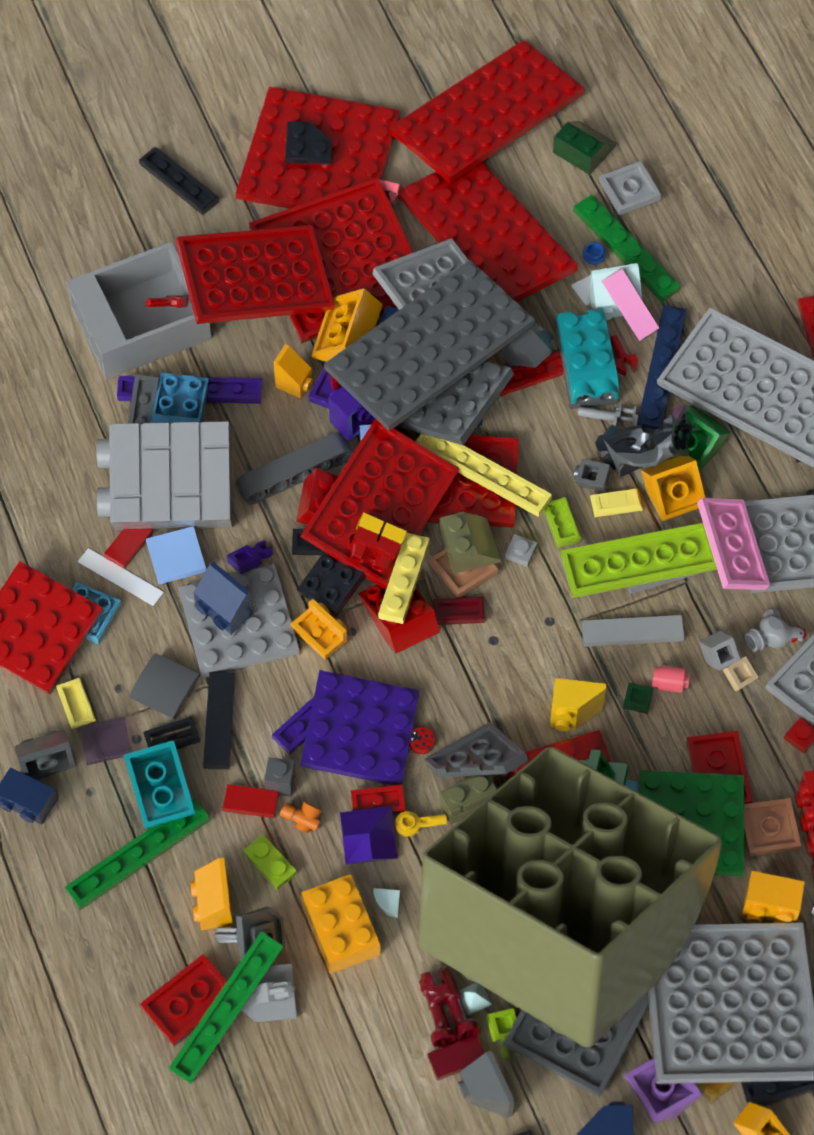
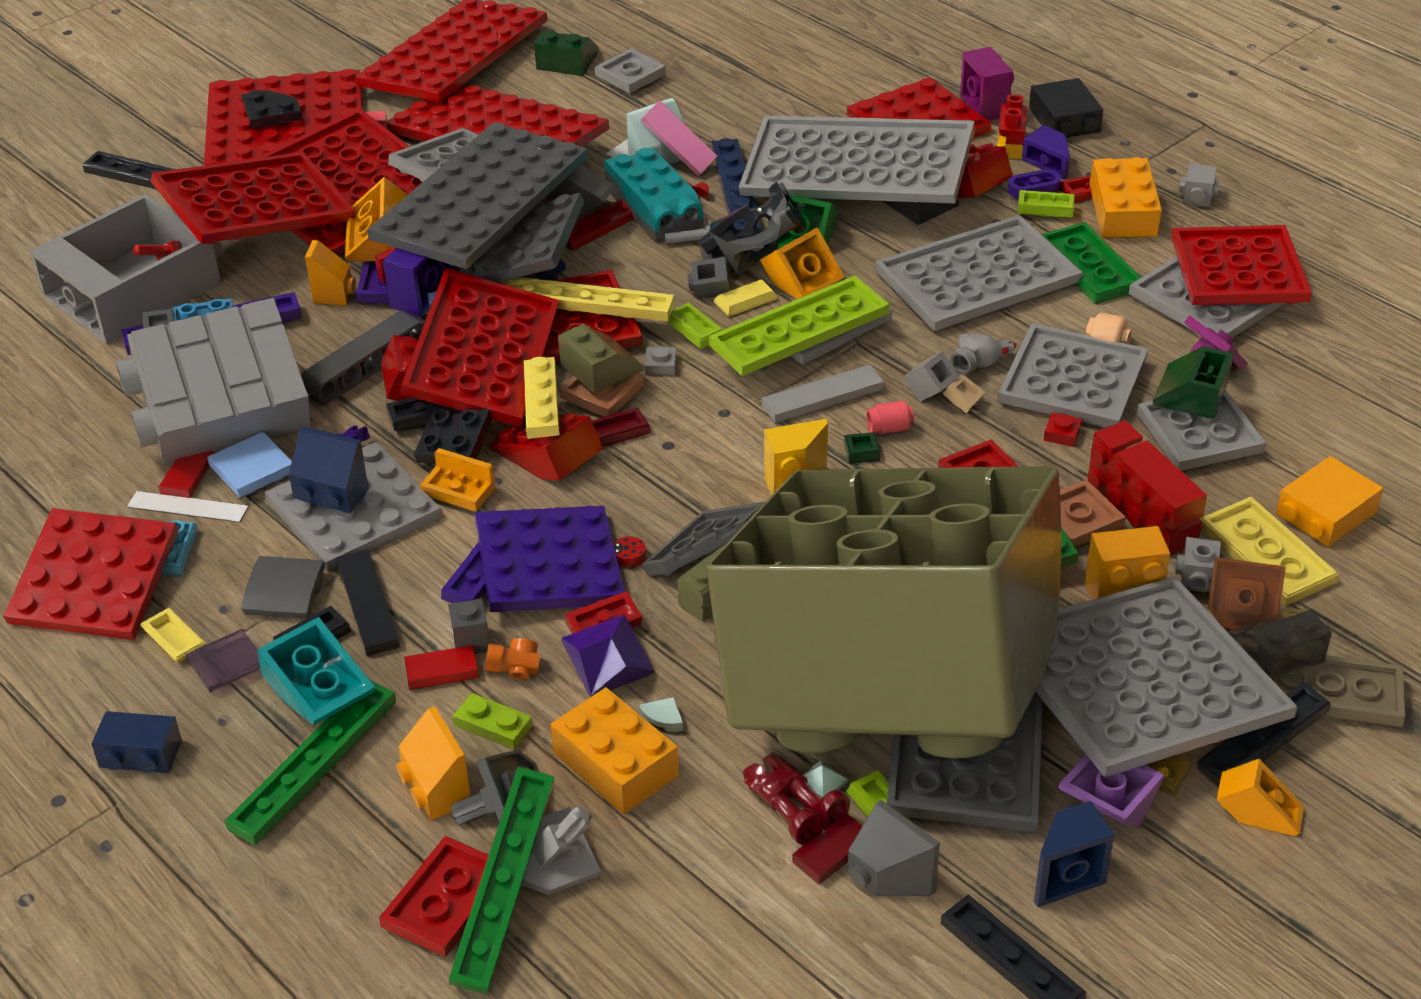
camera: 20 degrees left, 20 degrees down
(45, 755) = (153, 689): dark grey slope -> none
(366, 542) = (499, 378): red hips -> none
(409, 823) = (654, 632): yellow plate -> none
(594, 253) = (617, 122): blue plate -> none
(626, 247) = (620, 103): green plate -> none
(733, 544) = (896, 284): bright pink plate -> none

